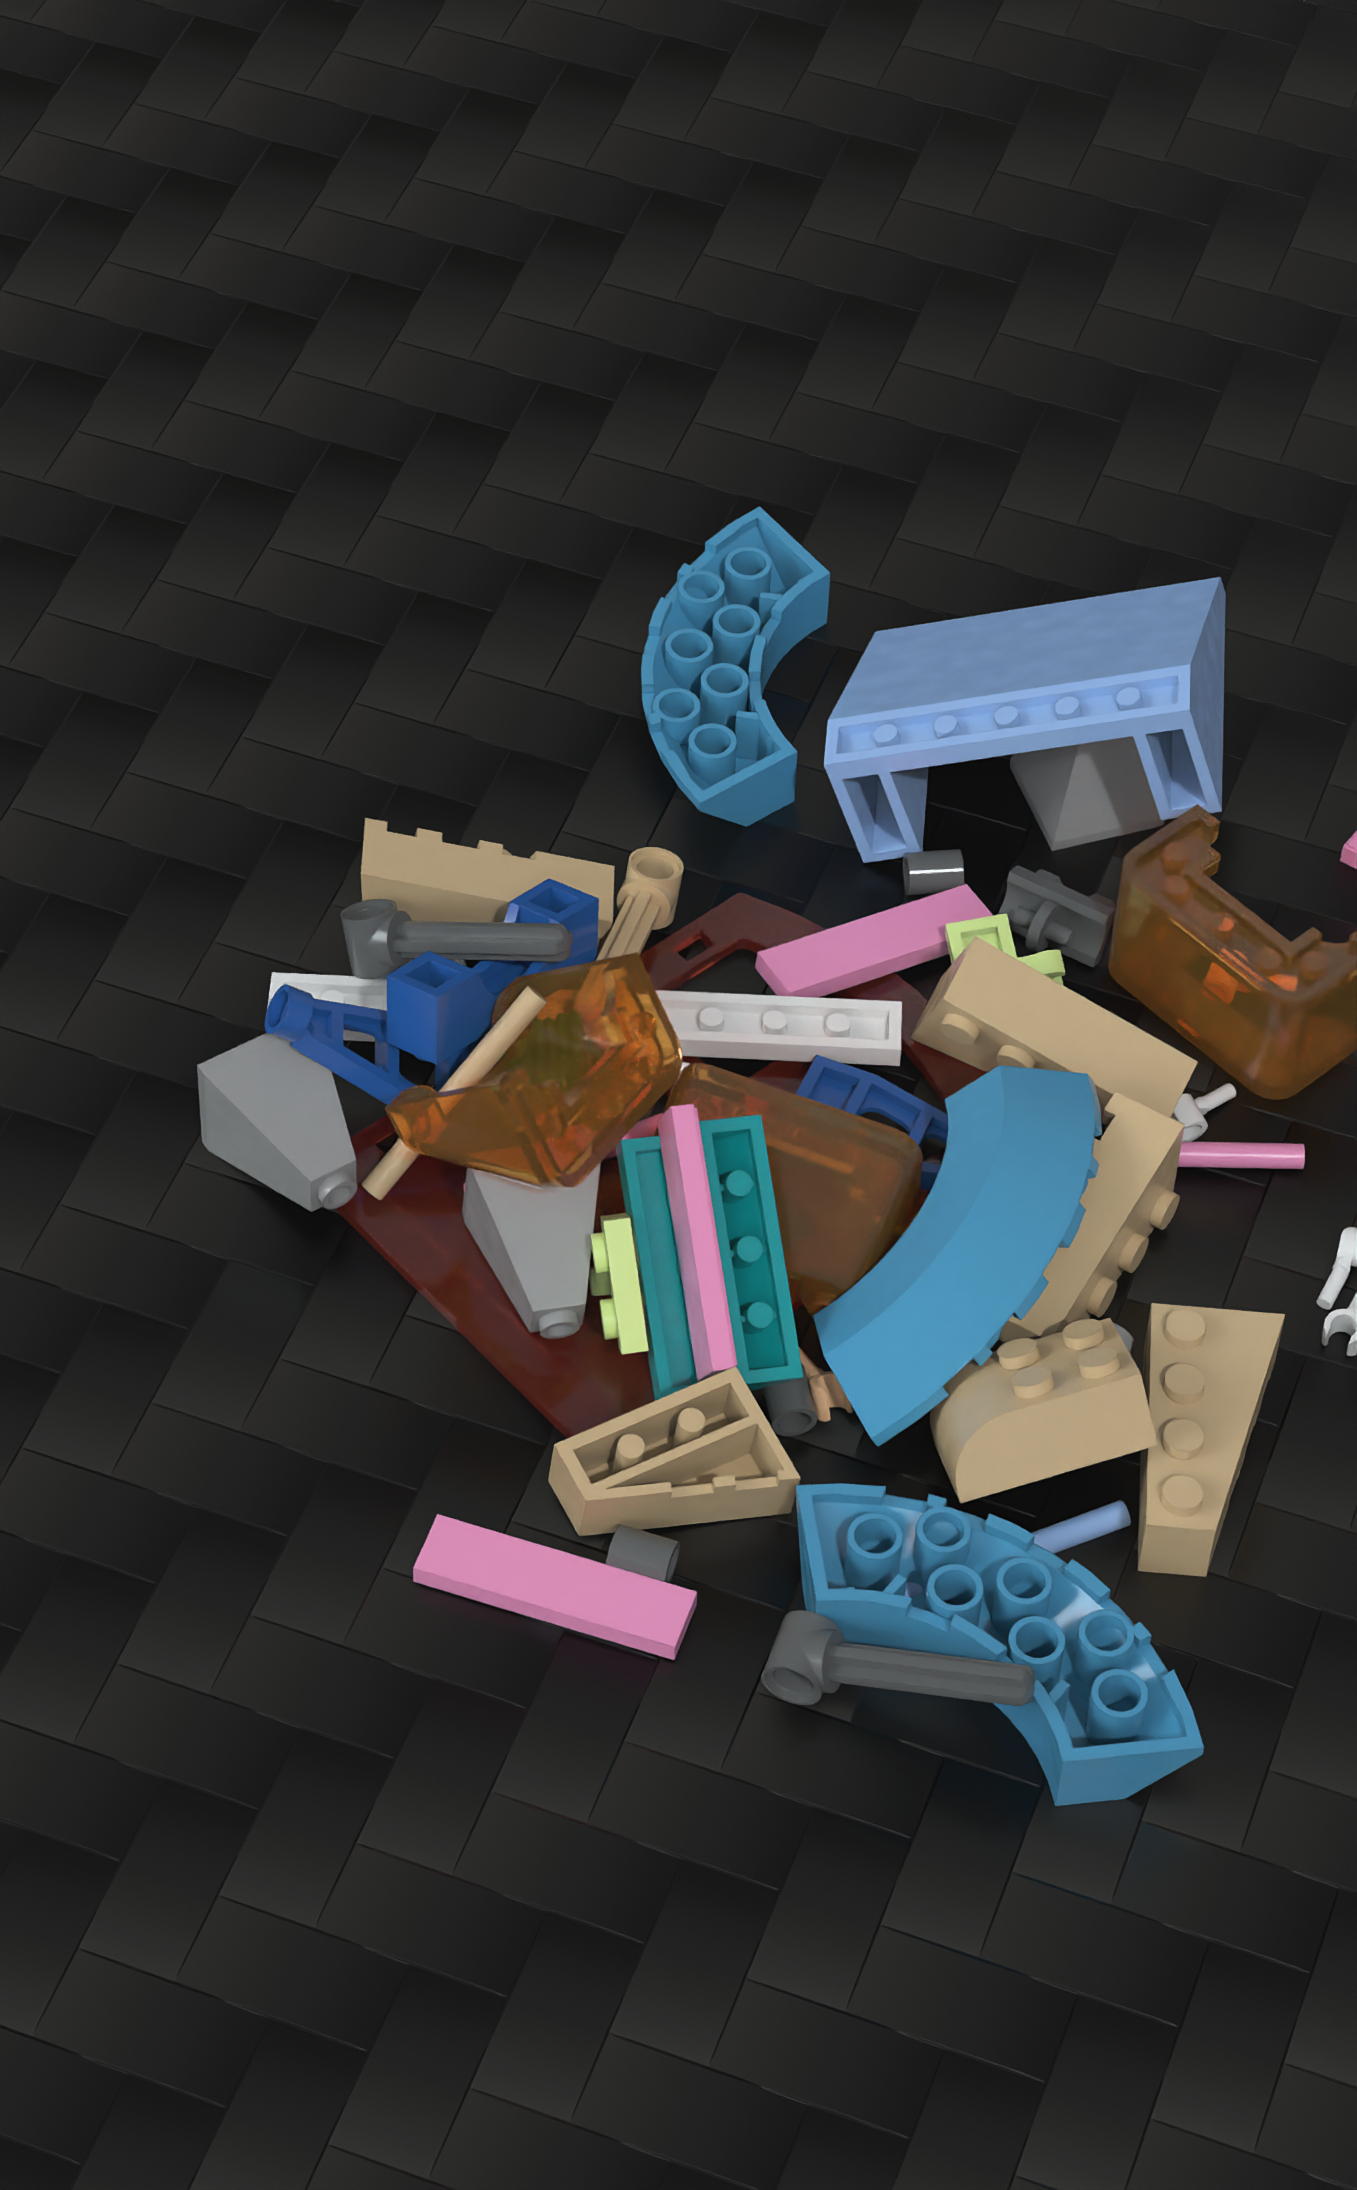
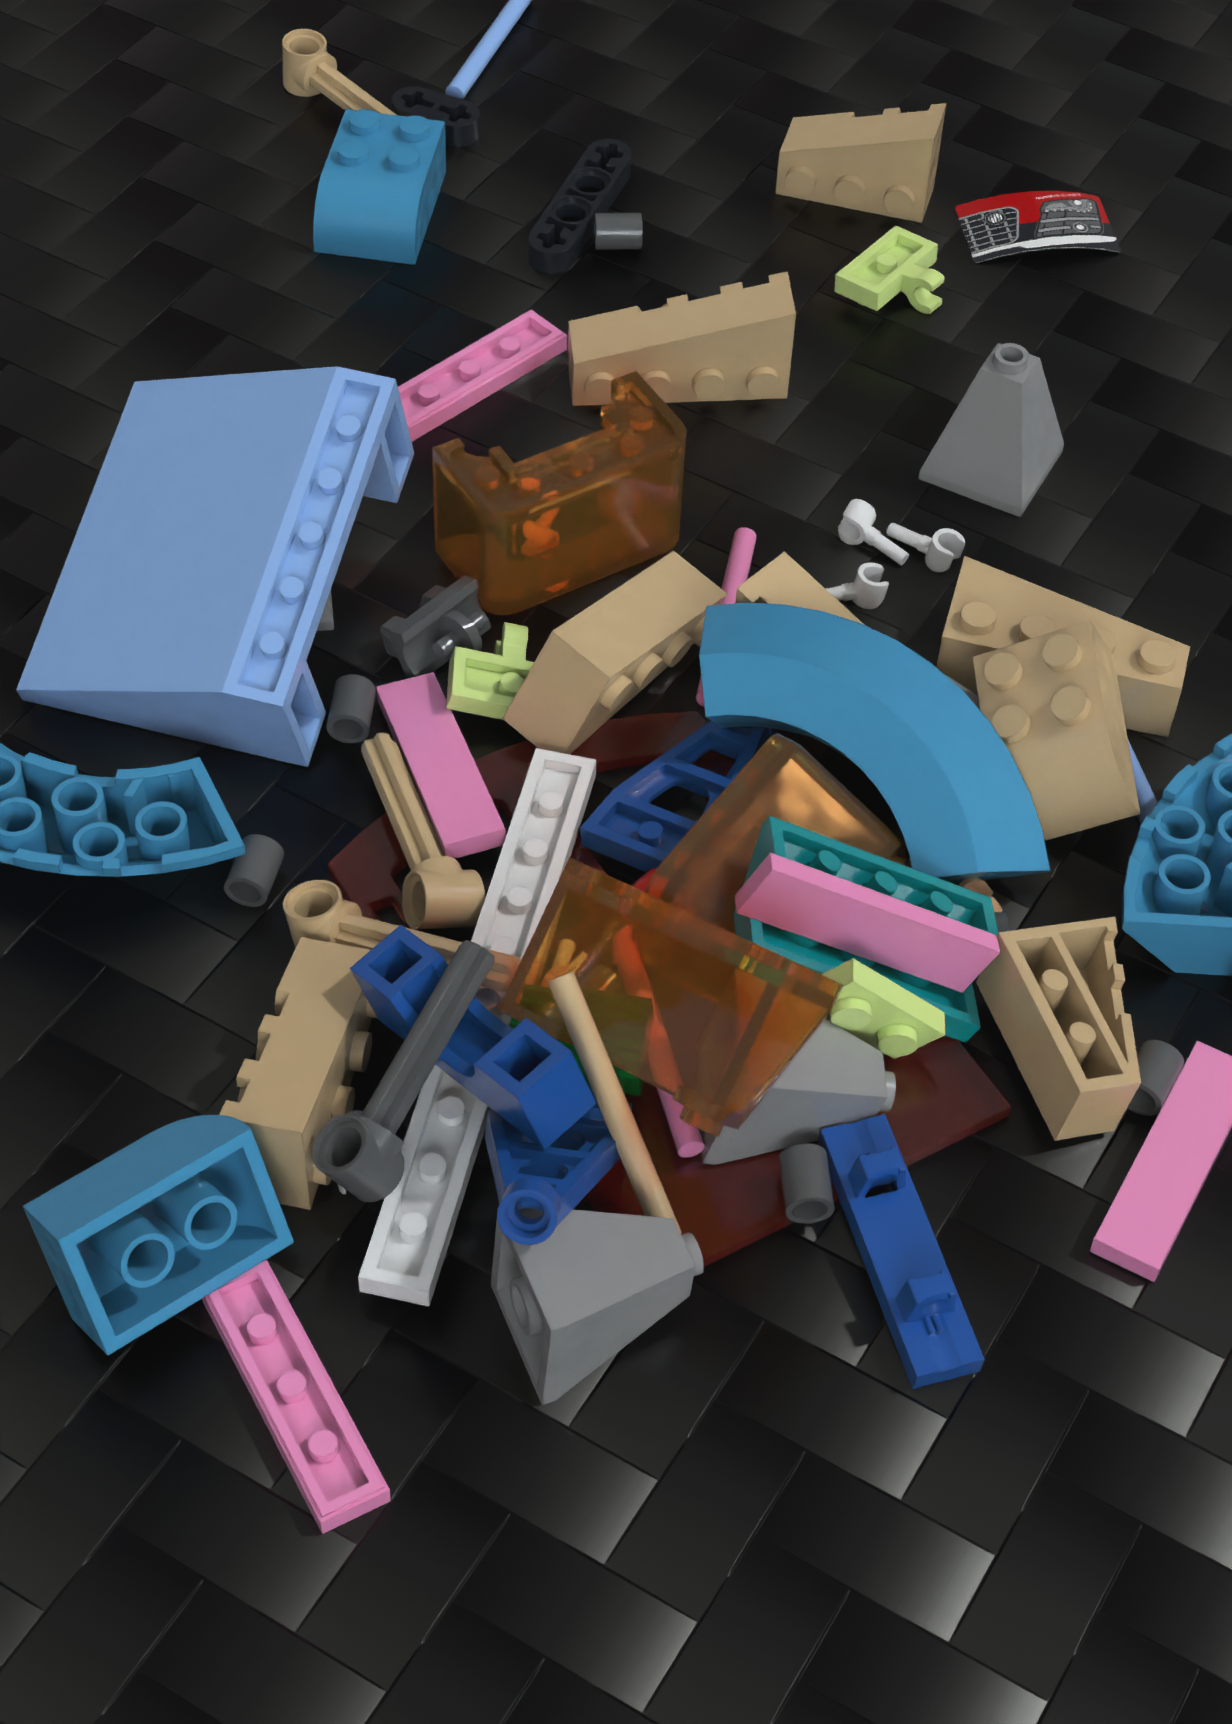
camera: 80 degrees left, 0 degrees up
(178, 972) = (296, 1398): none -> bright pink tile
(276, 824) = (159, 1226): none -> dark azure brick
(396, 1364) = (900, 1253): none -> blue hinge
(443, 1278) = (806, 1183): none -> dark grey hinge
(711, 839) = (254, 872): none -> dark grey hinge
(720, 963) = (436, 888): none -> tan axle
(1253, 1257) = (866, 589): none -> white hand

